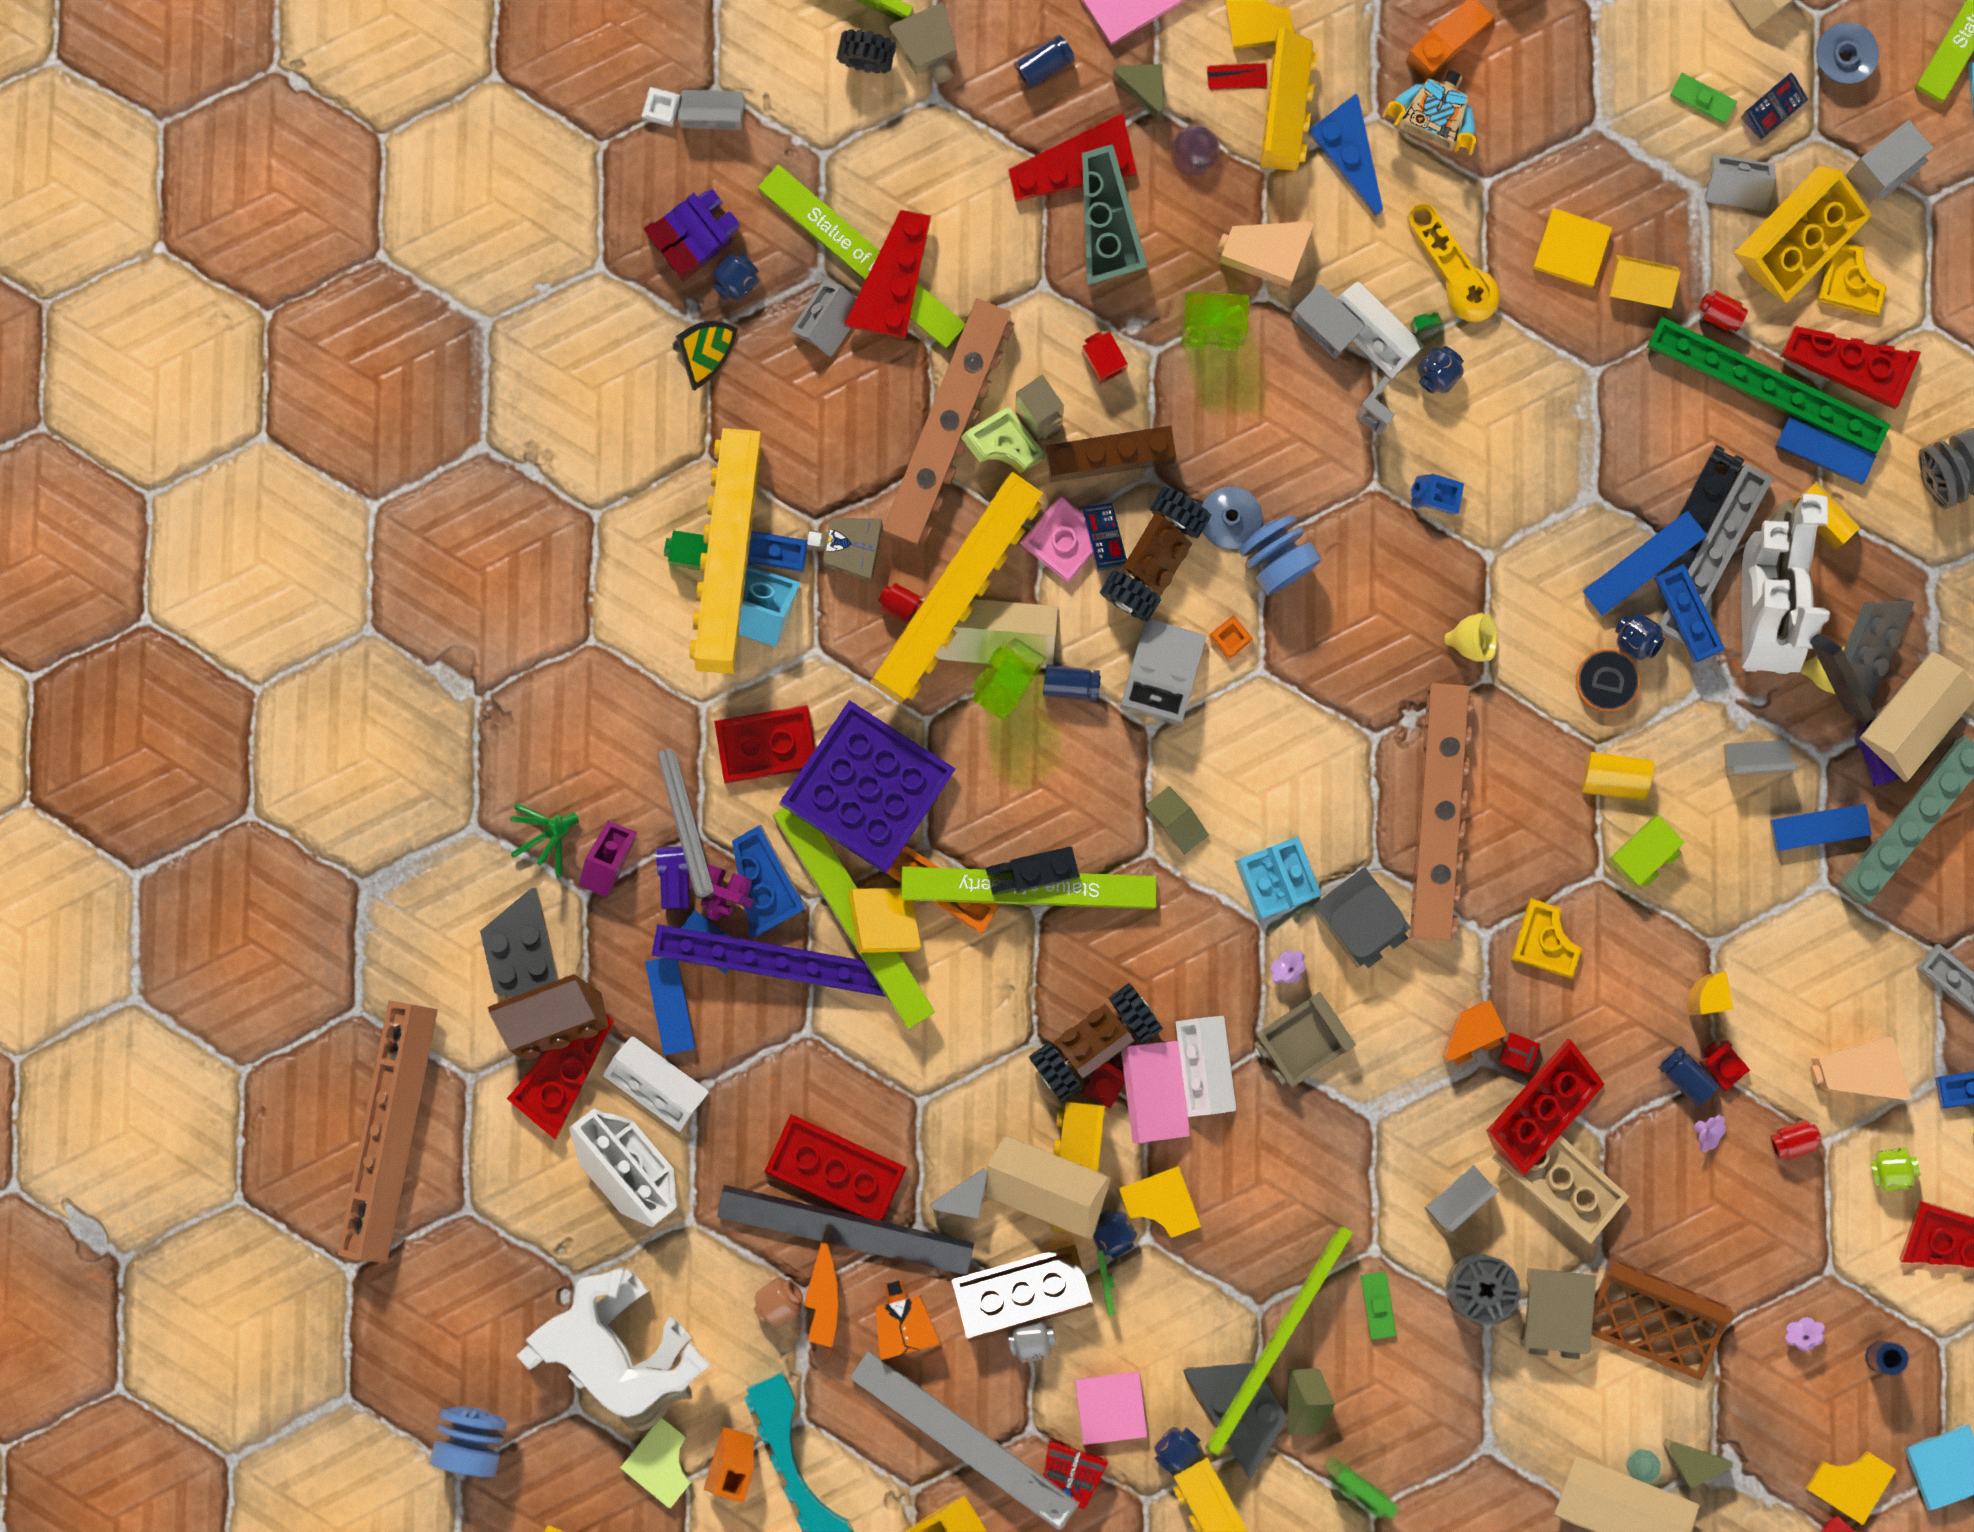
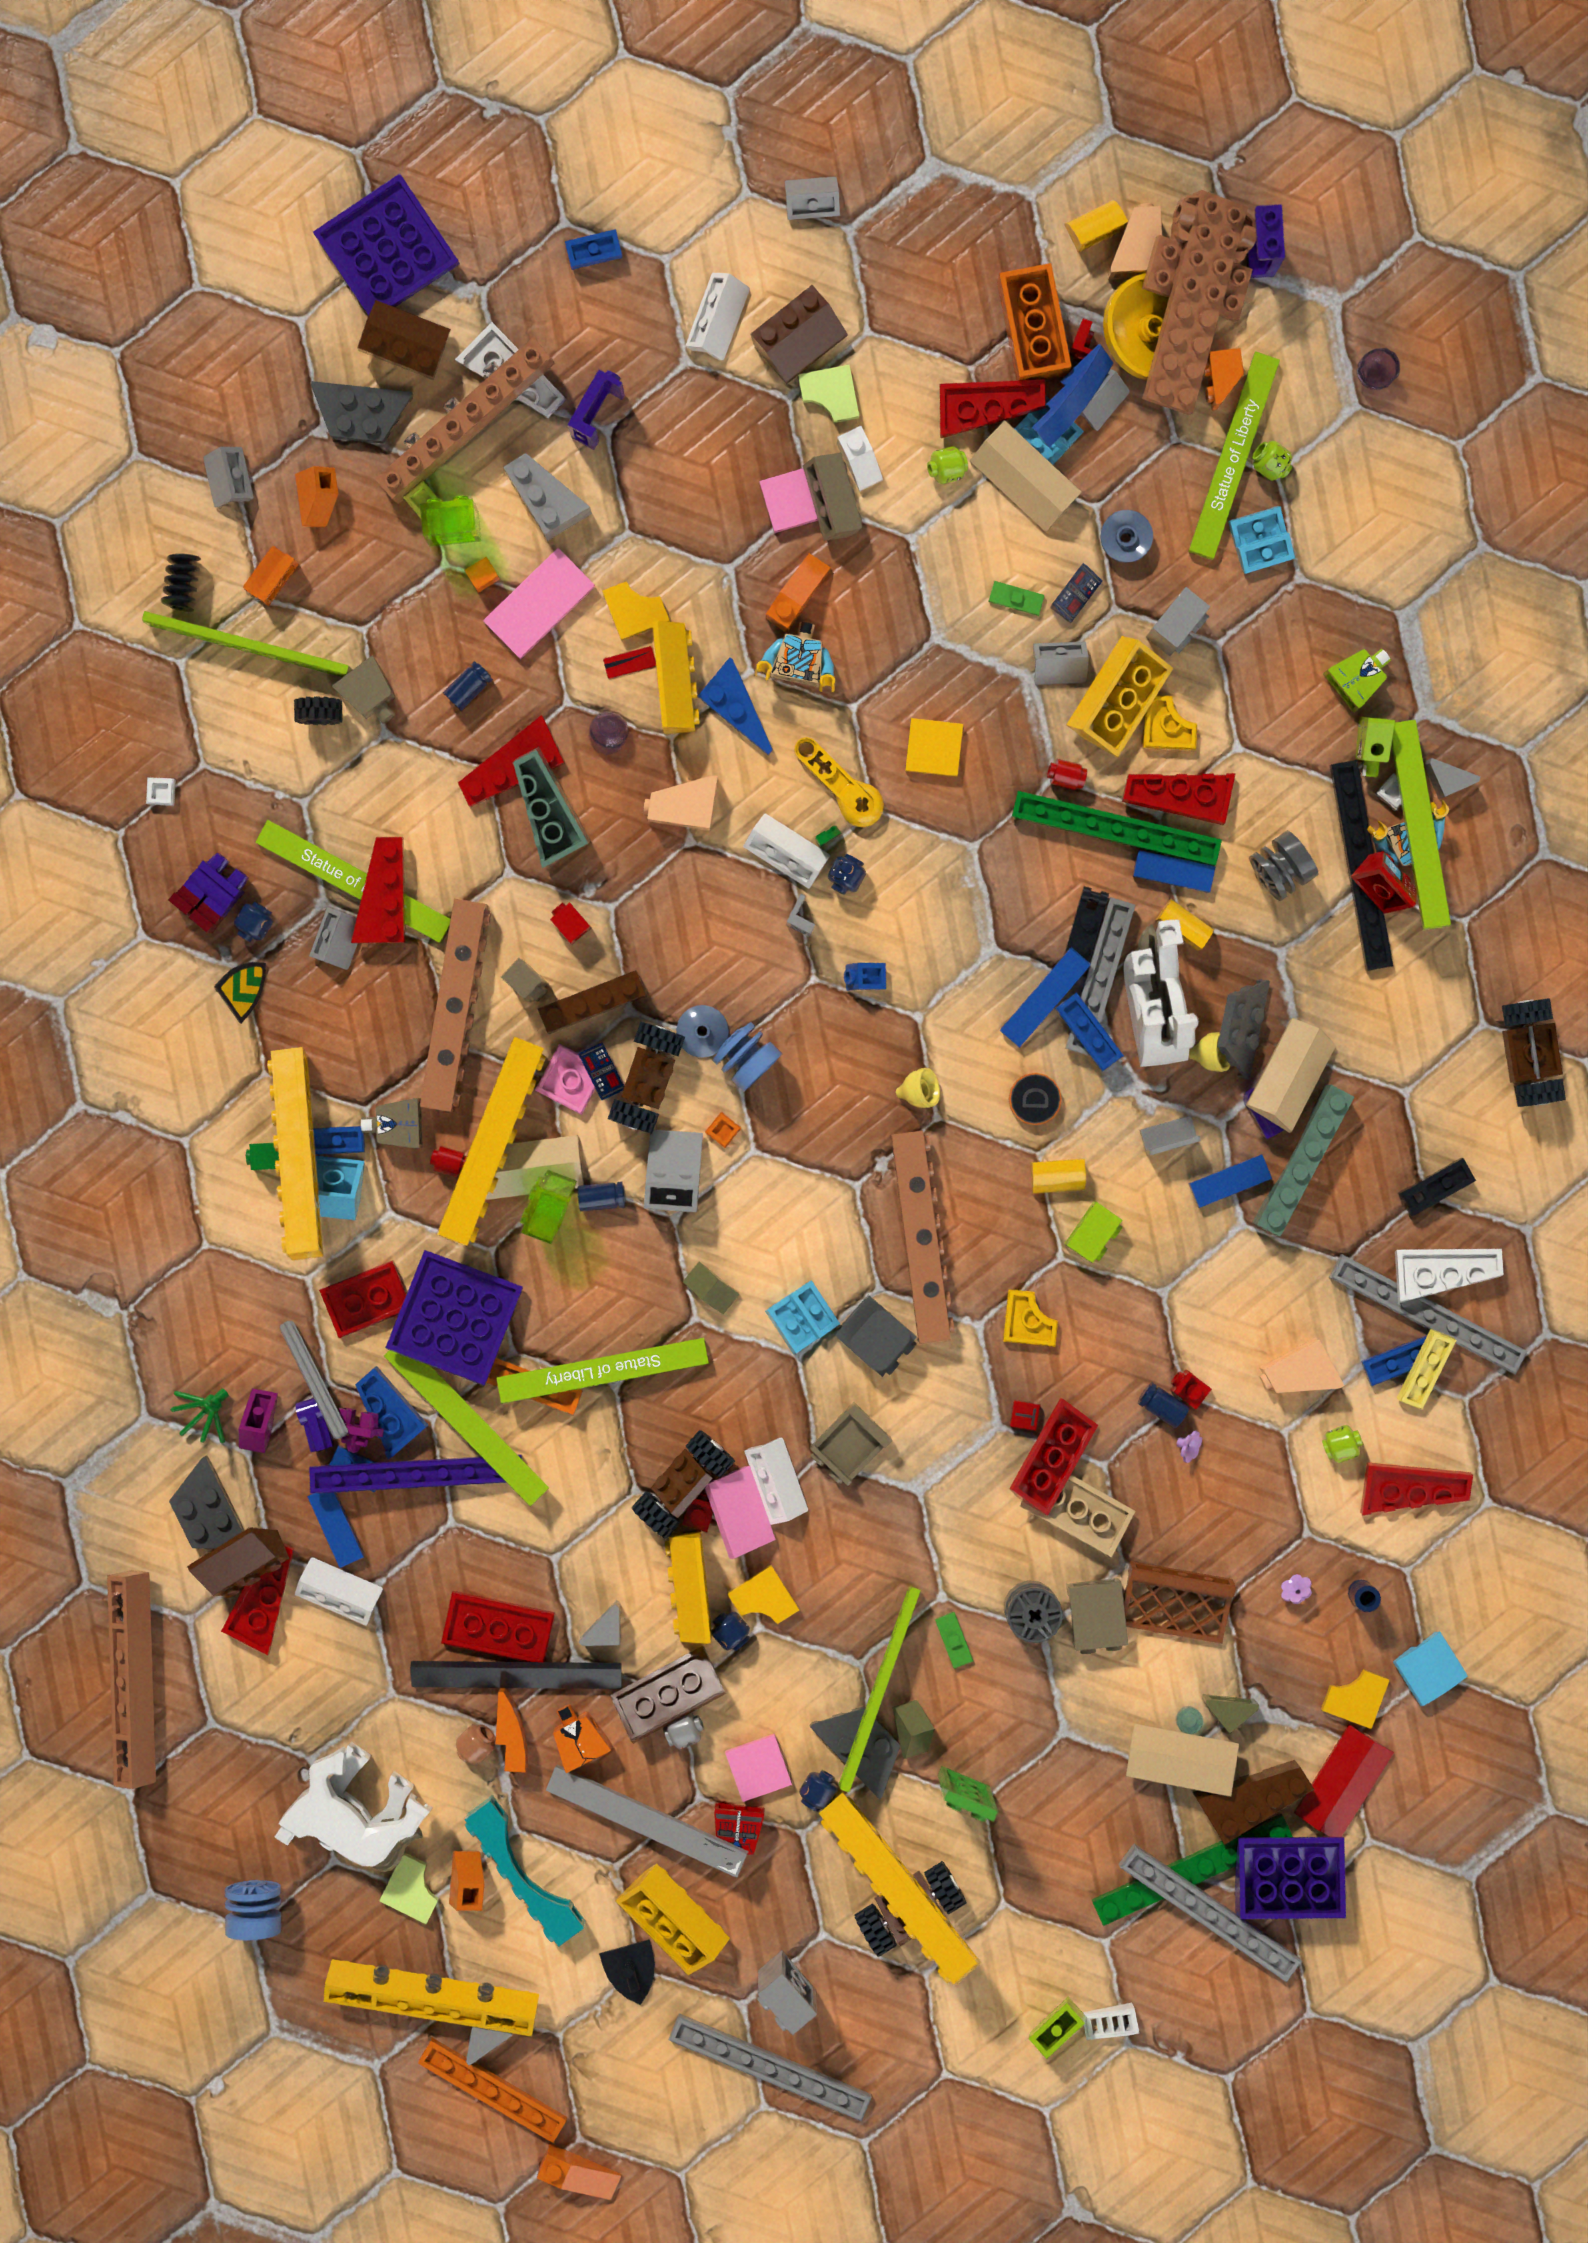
camera: 15 degrees left, 5 degrees up
(625, 1166) = (329, 1664): white wedge -> none
(711, 109) = (202, 785): light grey panel -> none
(883, 921) = (491, 1424): yellow tile -> none
(1004, 439) = (503, 1009): yellowish green tile -> none
(1036, 871) = (605, 1356): black hinge -> none
(1046, 1186) = (668, 1608): tan slope -> none
(1107, 1282) = (734, 1671): bright green piece -> none
(1143, 84) = (553, 687): olive slope -> none
(1214, 320) = (653, 874): clear neon green brick -> none
(1288, 967) = (825, 1388): lavender plant -> none
(1327, 321) = (746, 853): light grey panel -> none
(1461, 1199) = (1002, 1542): light grey panel -> none
(1473, 1029) = (984, 1406): orange slope -> none
(1639, 636) = (1053, 1058): dark blue head -> none
(1644, 281) = (997, 763): yellow brick -> none
(1710, 995) = (1167, 1339): yellow brick -> none
(1796, 1140) = (1259, 1437): red brick -> none
(1843, 679) = (1221, 1064): black tile -> none

